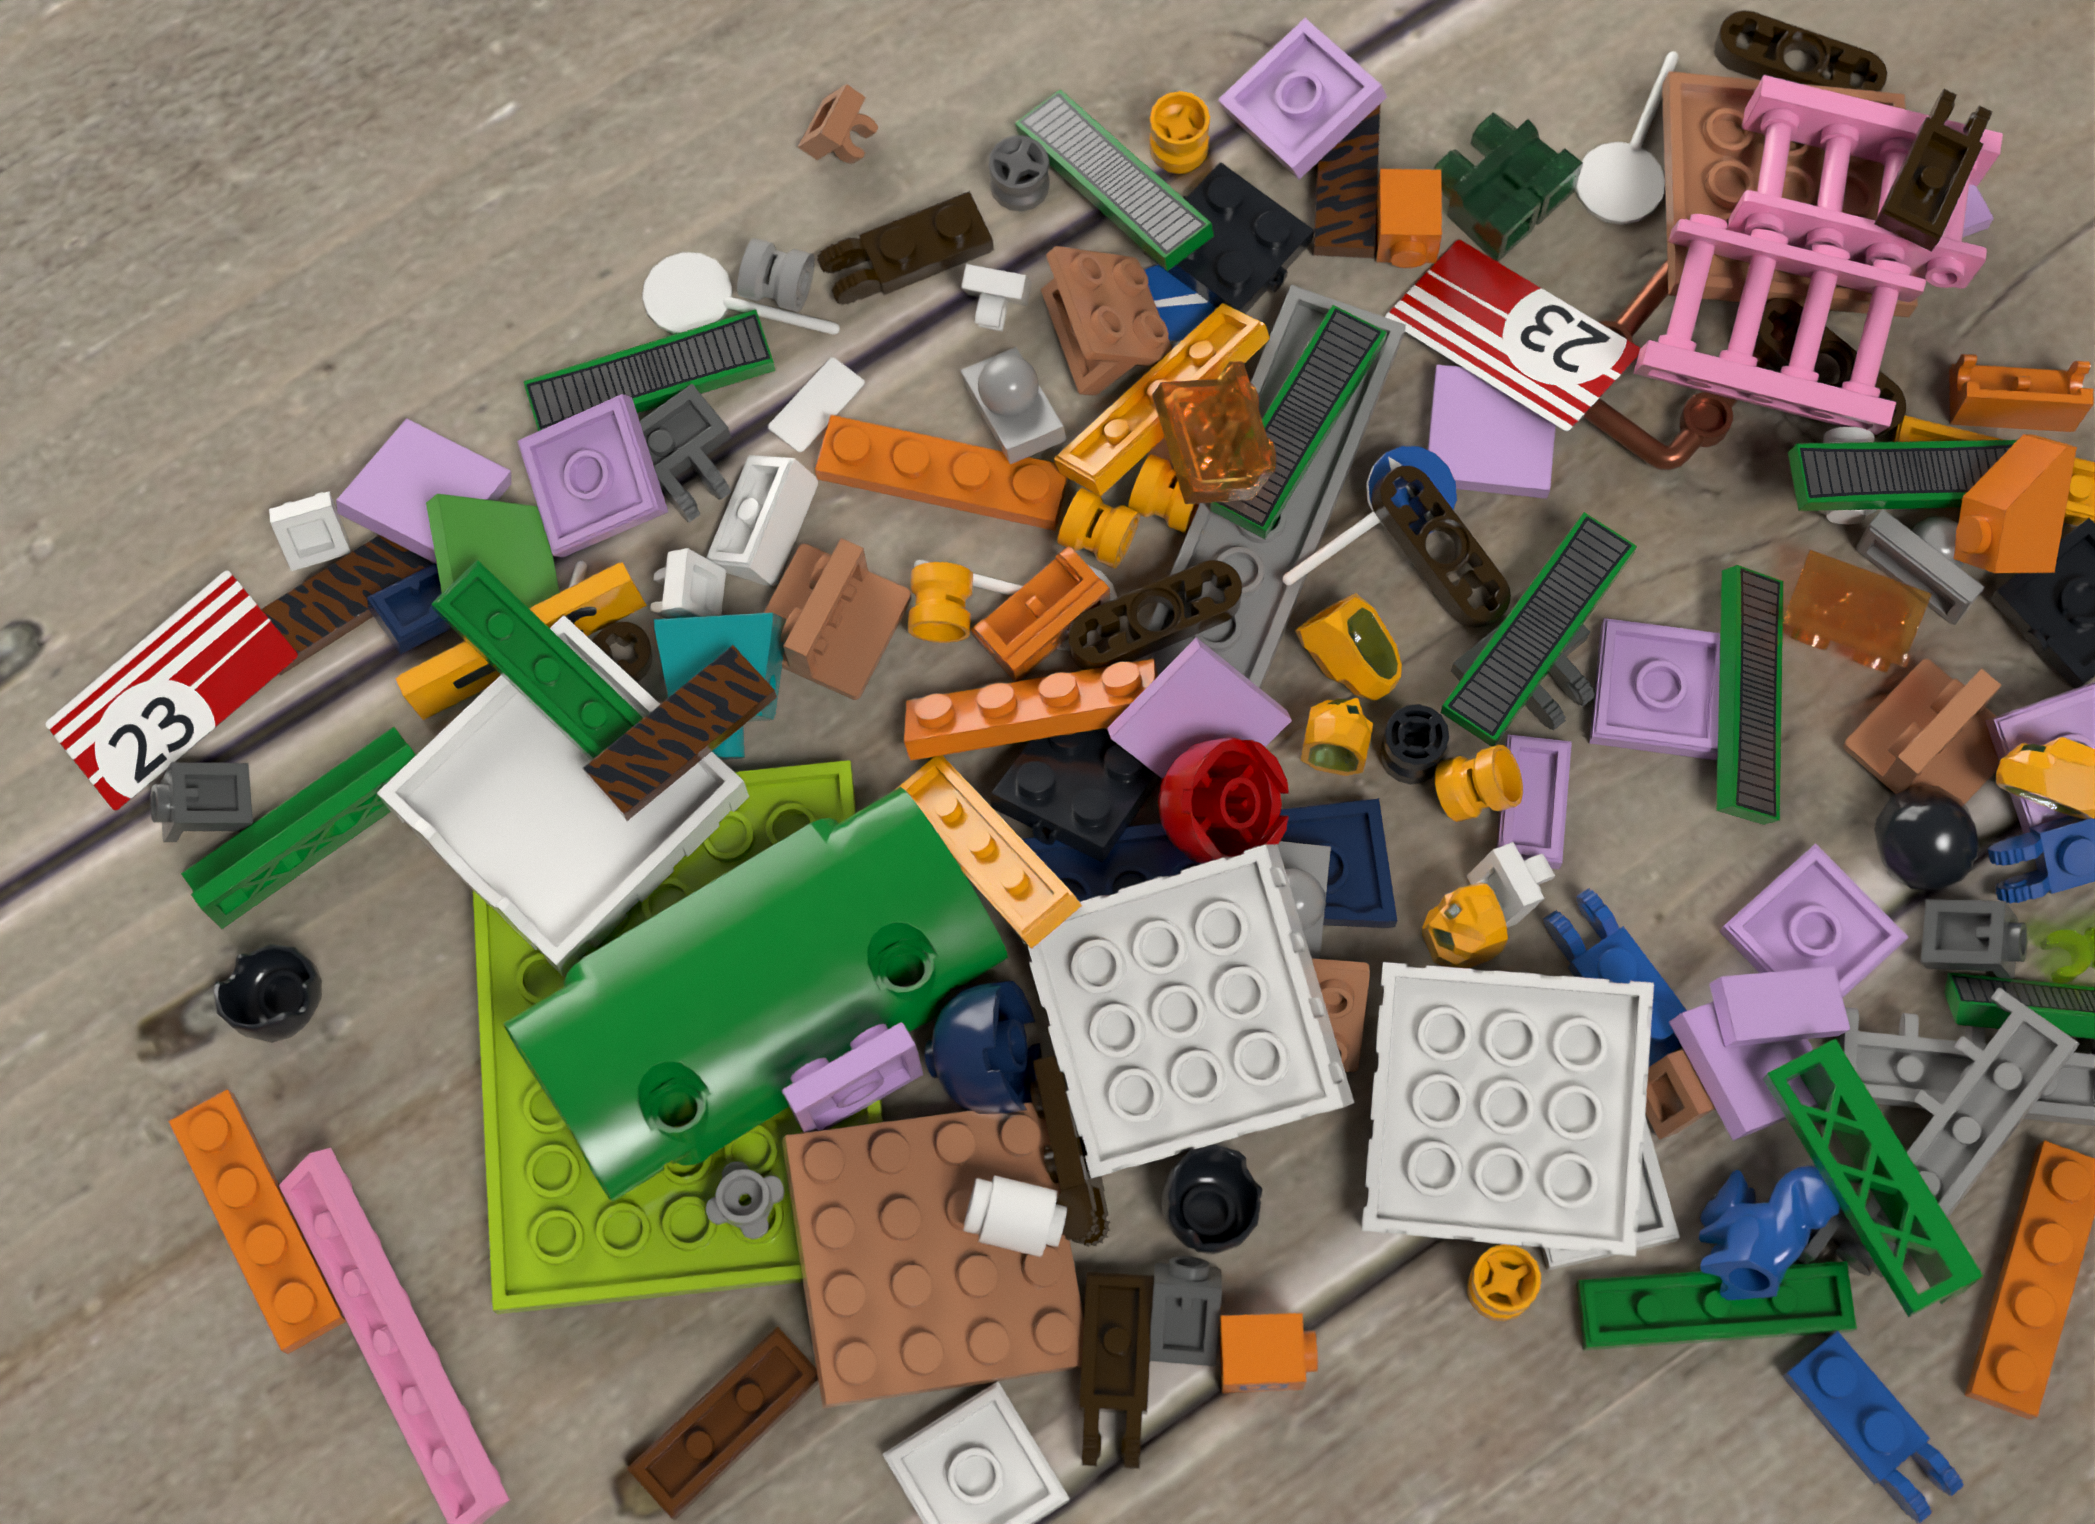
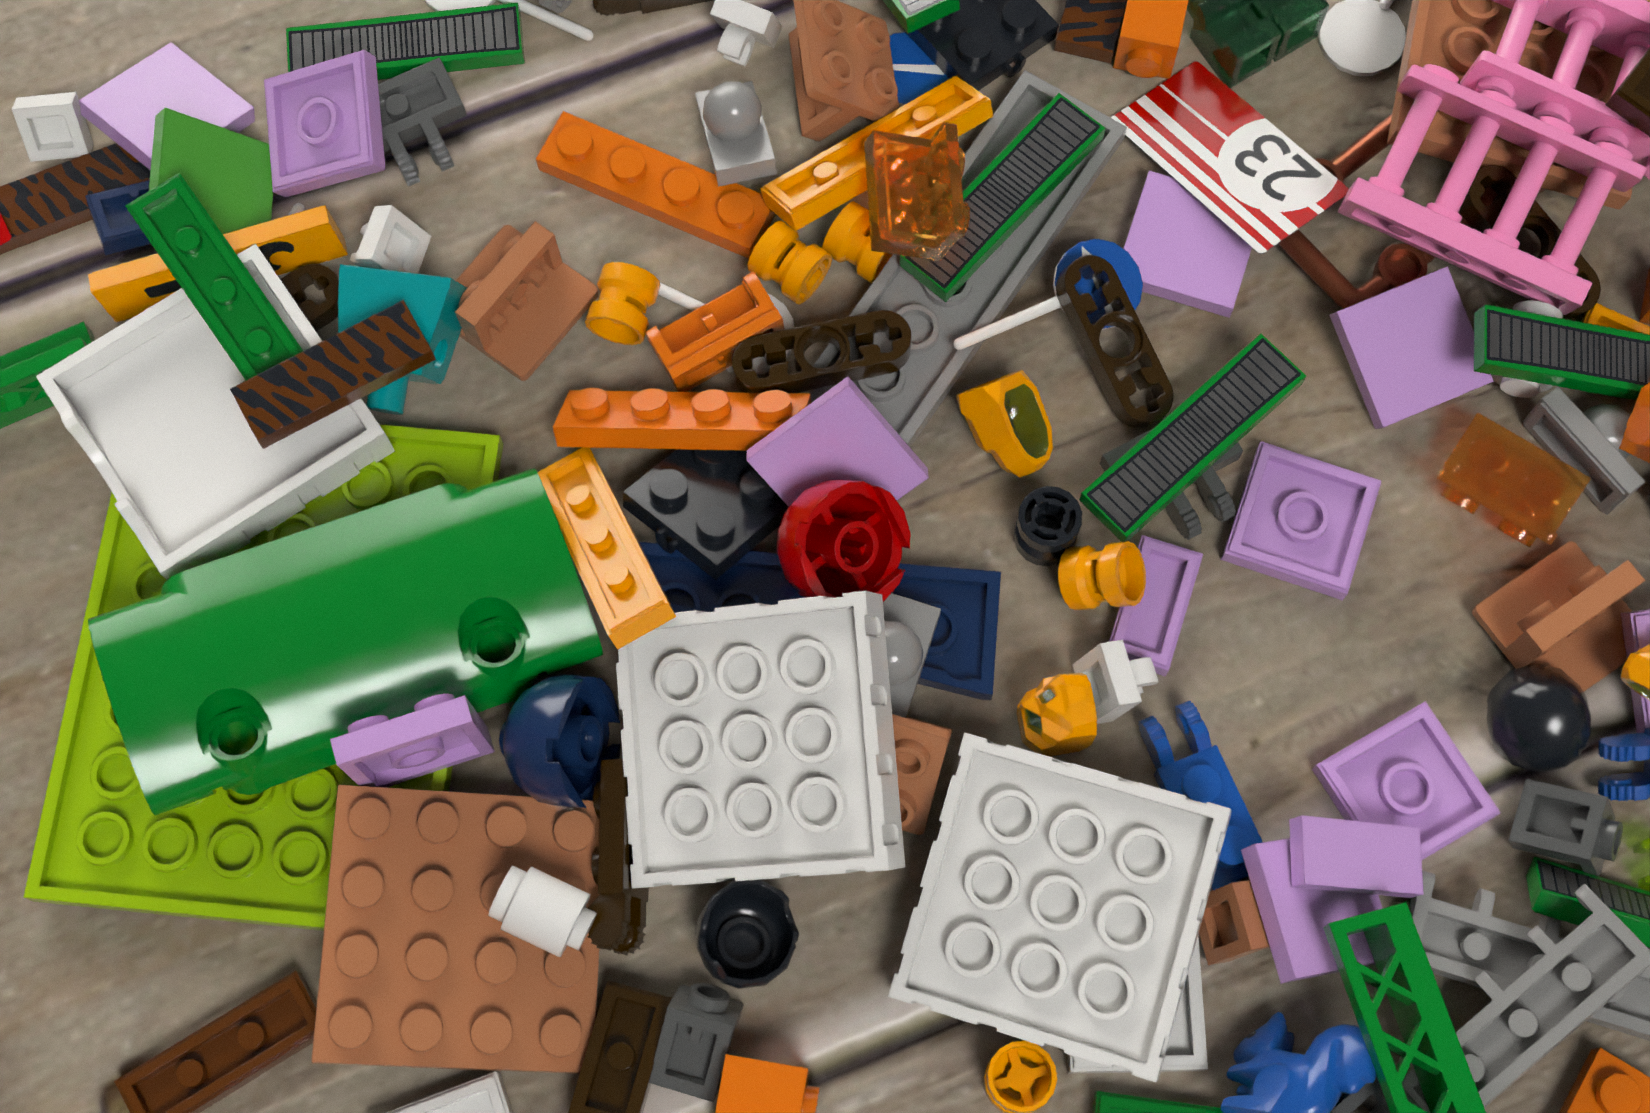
camera: 10 degrees right, 0 degrees up
(739, 1181) = (269, 839): light grey plate -> none
(763, 518) = (478, 196): white slope -> none
(812, 406) = (544, 106): white sticker -> none
(1337, 737) = (973, 505): light orange rock -> none
(1731, 495) = (1410, 348): none -> lavender tile
(1750, 695) = (1389, 544): tile -> none

